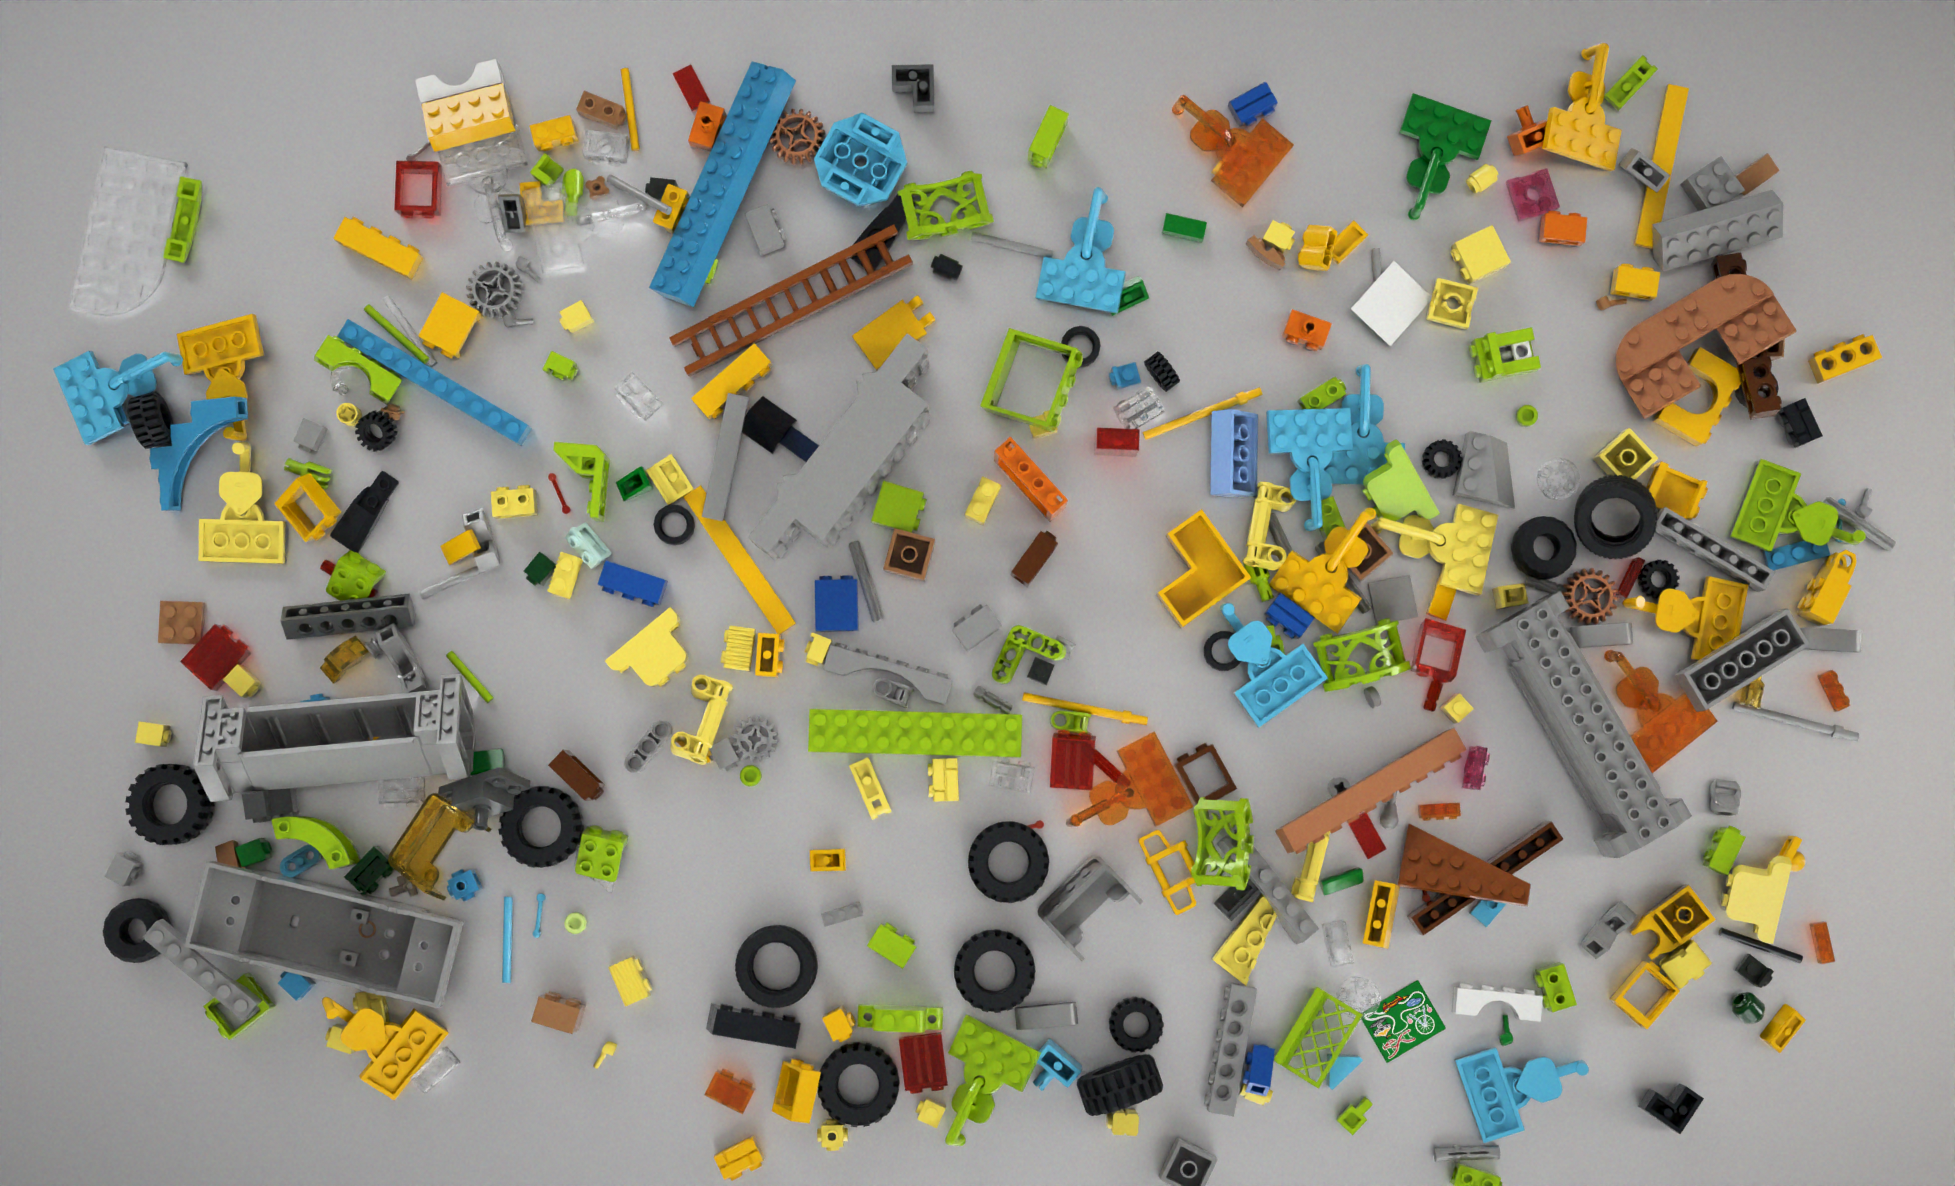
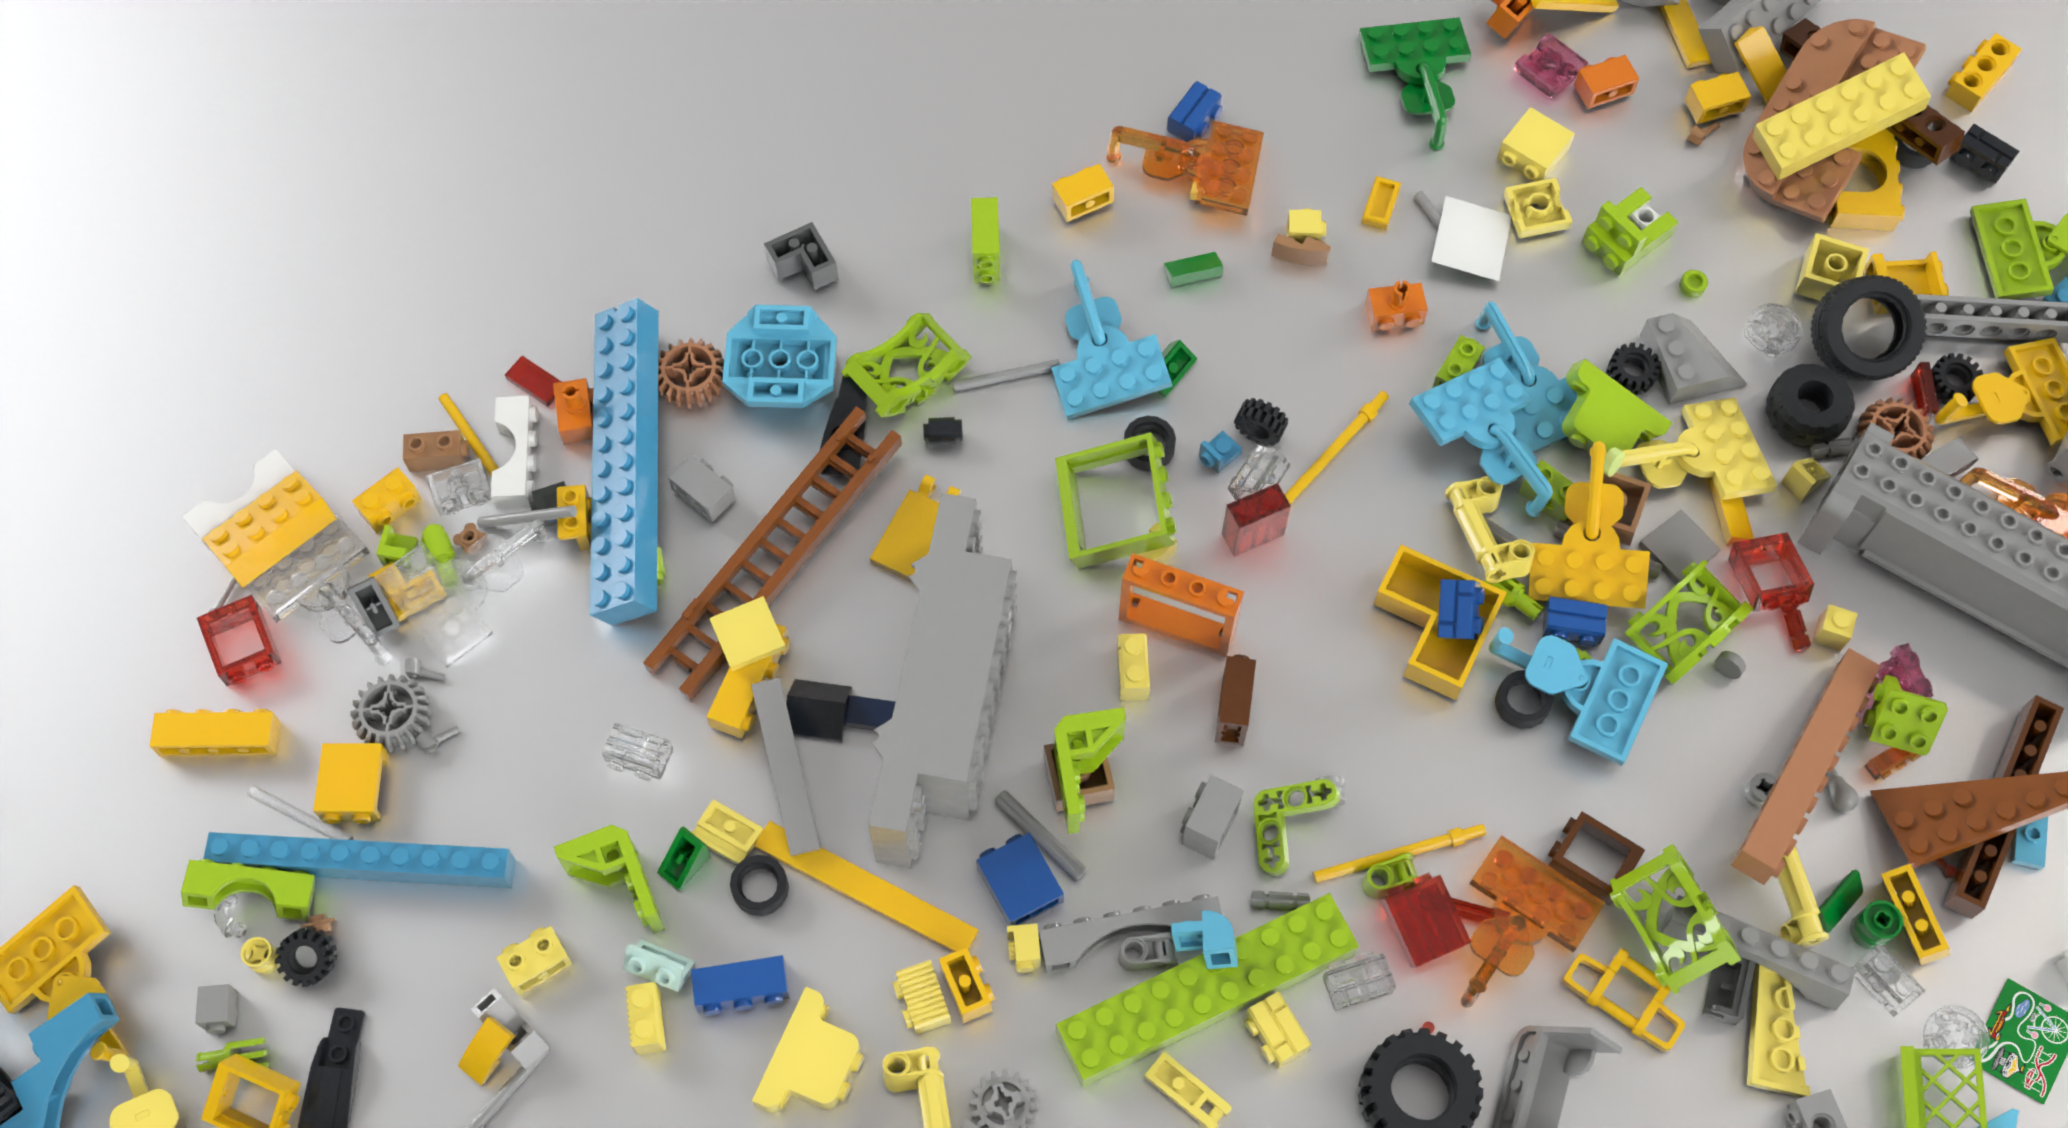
camera: 25 degrees left, 20 degrees down
(396, 334) = (280, 825): lime bar -> none
(540, 569) = (608, 1027): dark green brick -> none
(560, 366) = (518, 763): lime brick -> none
(565, 509) = (607, 937): clear red hinge -> none
(575, 317) = (511, 696): light yellow brick -> none
(642, 161) = (512, 482): none -> white arch
(743, 354) = (747, 633): none -> light yellow tile
(898, 507) = (1030, 722): lime brick -> none
(924, 545) = (1088, 738): none -> lime bracket
(932, 707) = (1212, 935): none -> medium azure brick
(1040, 671) = (1319, 832): pearl dark grey brick -> none
(1137, 130) = (1083, 192): none -> yellow brick
(1213, 573) = (1460, 609): none -> blue brick
(1234, 453) = (1396, 474): light blue slope -> none
(1317, 247) = (1355, 217): yellow brick -> none
(1353, 908) = (1876, 924): none -> green wheel
(1367, 836) = (1832, 833): clear red tile -> none
(1374, 525) = (1613, 461): none -> yellowish green tile
(1454, 792) = (1903, 718): none -> lime bracket
(1482, 178) = (1487, 74): light yellow brick -> none
(1681, 273) = (1761, 60): none -> yellow slope
(1699, 353) = (1841, 116): none -> light yellow brick

